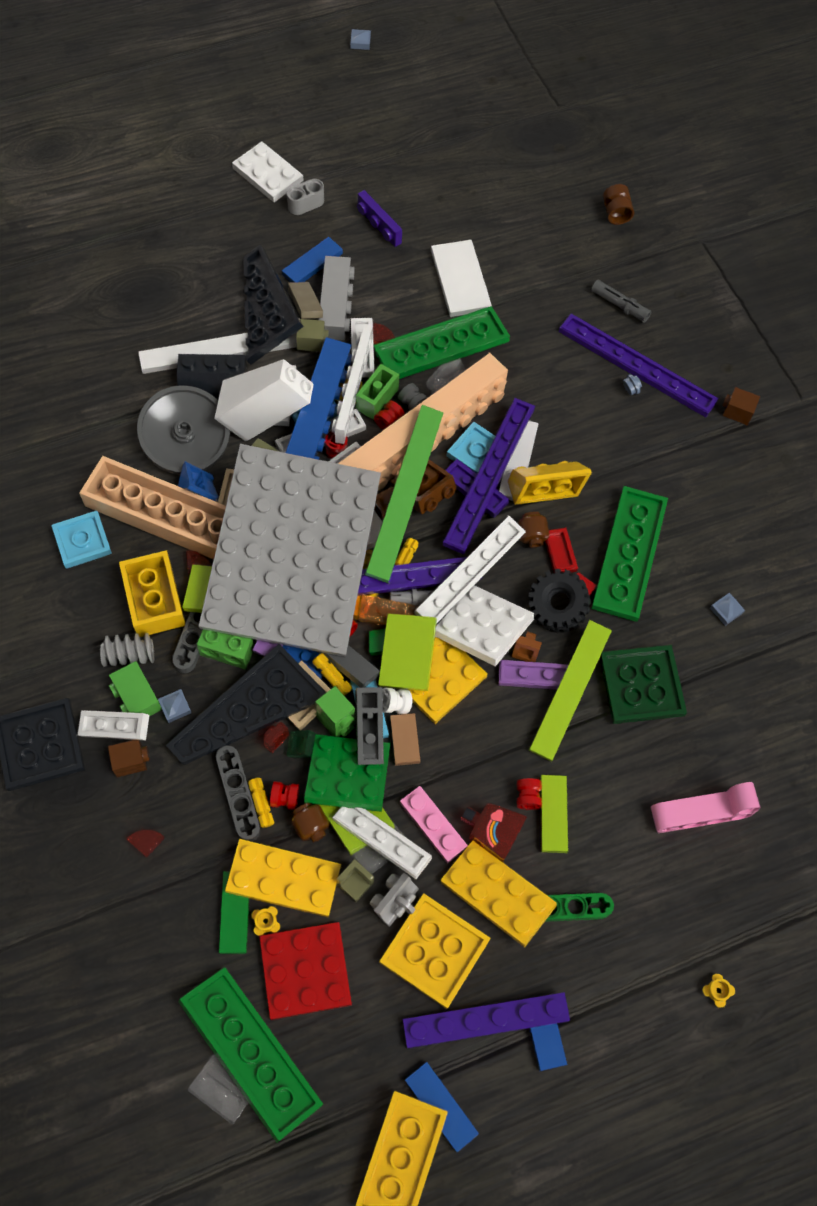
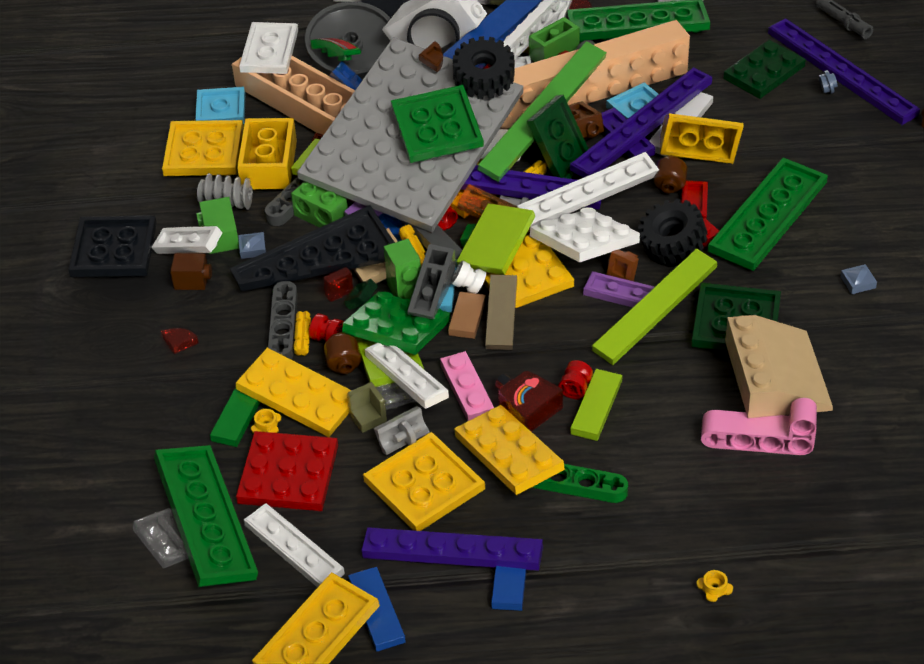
camera: 25 degrees right, 20 degrees down
(83, 596) = (203, 148): none -> yellow plate
(110, 466) = (269, 48): none -> white tile
(176, 446) = (336, 47): none -> green slope
(263, 402) = (434, 12): none -> black tyre
(288, 462) = (432, 56): none -> reddish brown tile
(318, 542) = (436, 123): none -> green plate
(340, 484) = (488, 80): none -> black tyre
(342, 1057) = (292, 545): none -> white tile
(427, 519) = (558, 136): none -> dark green plate
(438, 733) = (501, 312): none -> dark tan tile
(570, 378) = (764, 69): none -> dark green plate
(700, 743) = (773, 366): none -> tan slope

